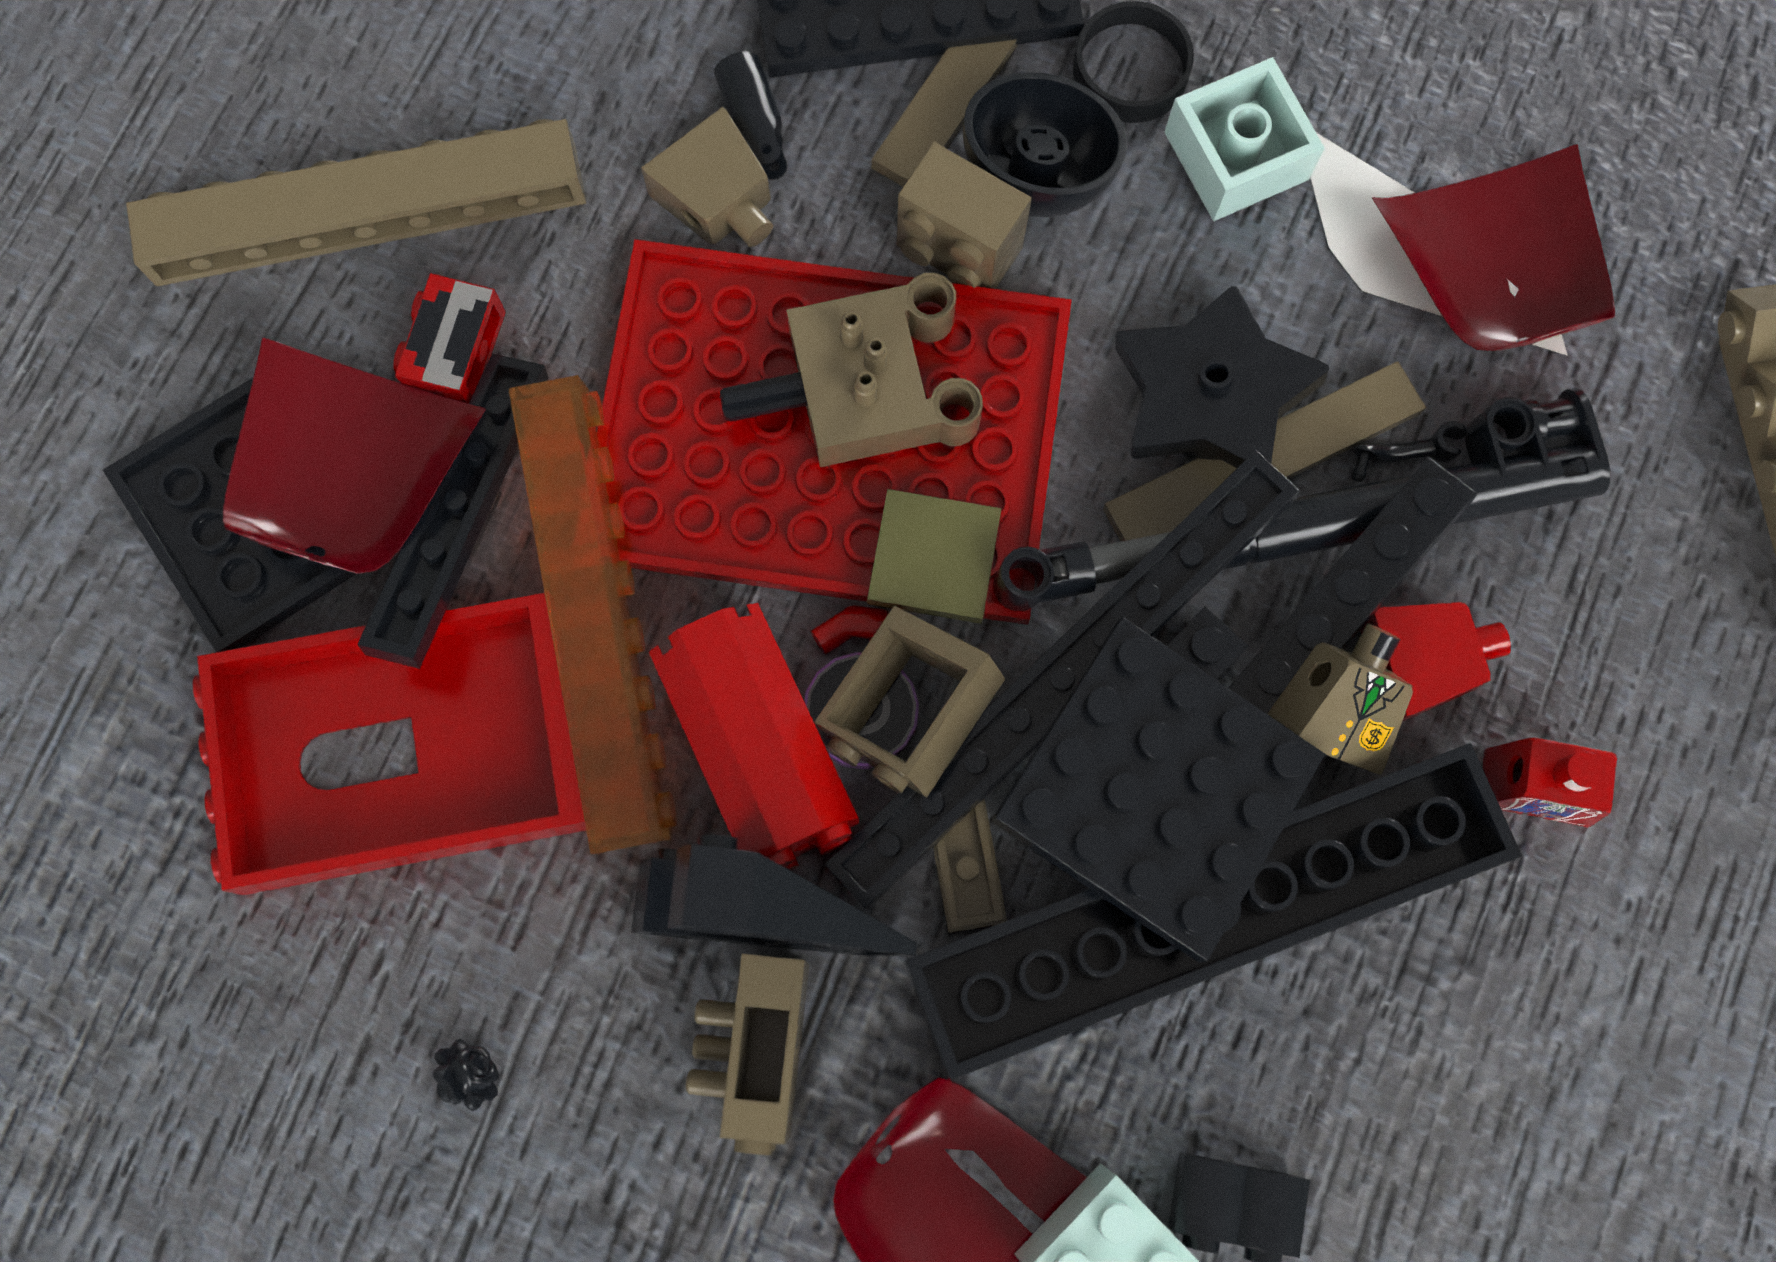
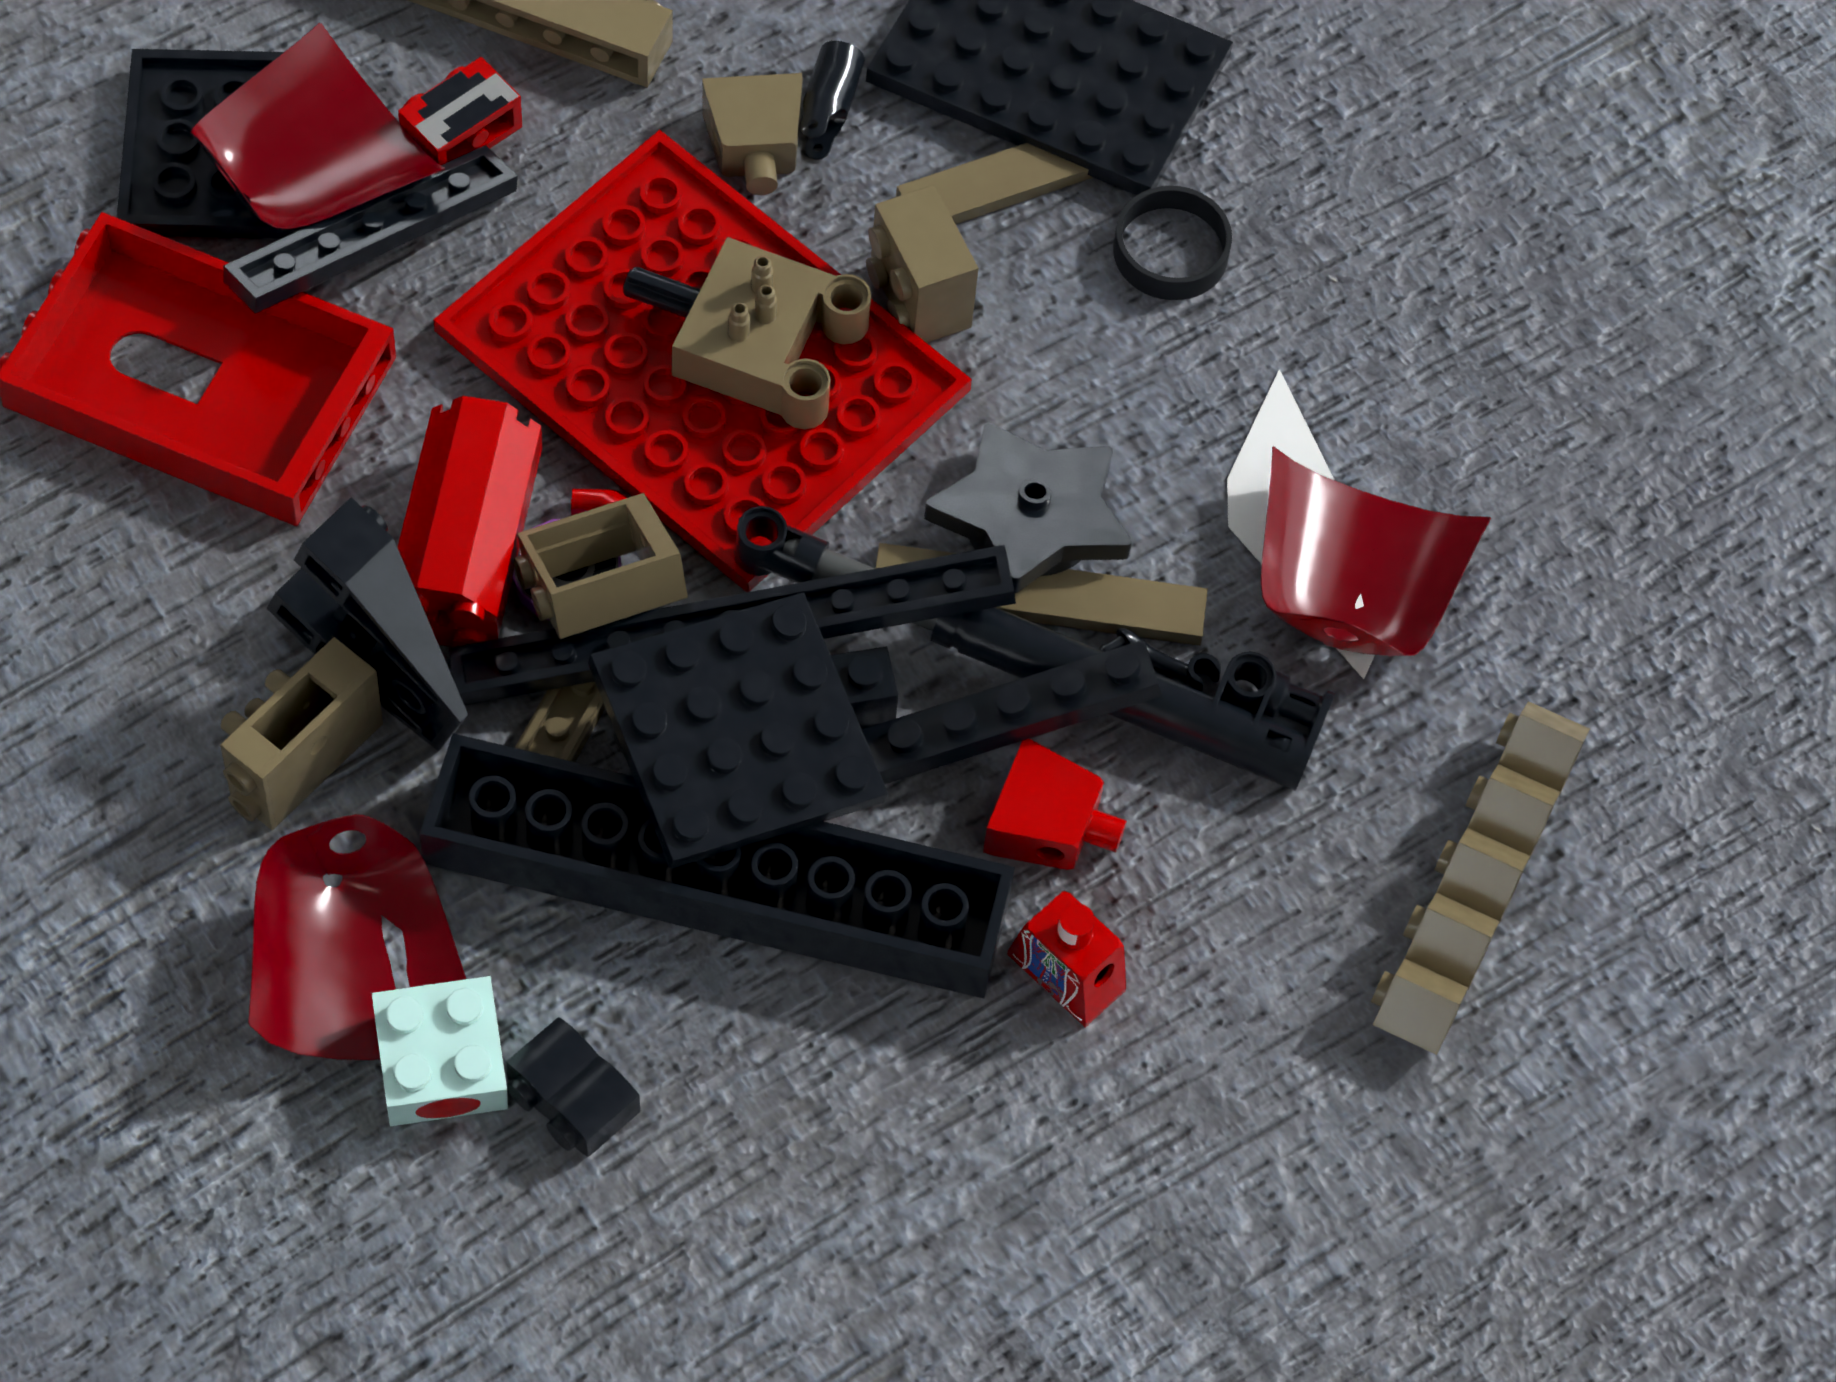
camera: 30 degrees right, 15 degrees down
(465, 1075) = (68, 621): black plant -> none
(591, 616) = (416, 350): clear orange brick -> none
(934, 556) = (707, 486): olive tile -> none
(1045, 139) = (1034, 245): black piece -> none
(1243, 138) = (1207, 345): light aqua brick -> none
(1348, 700) = (944, 781): dark tan torso -> none

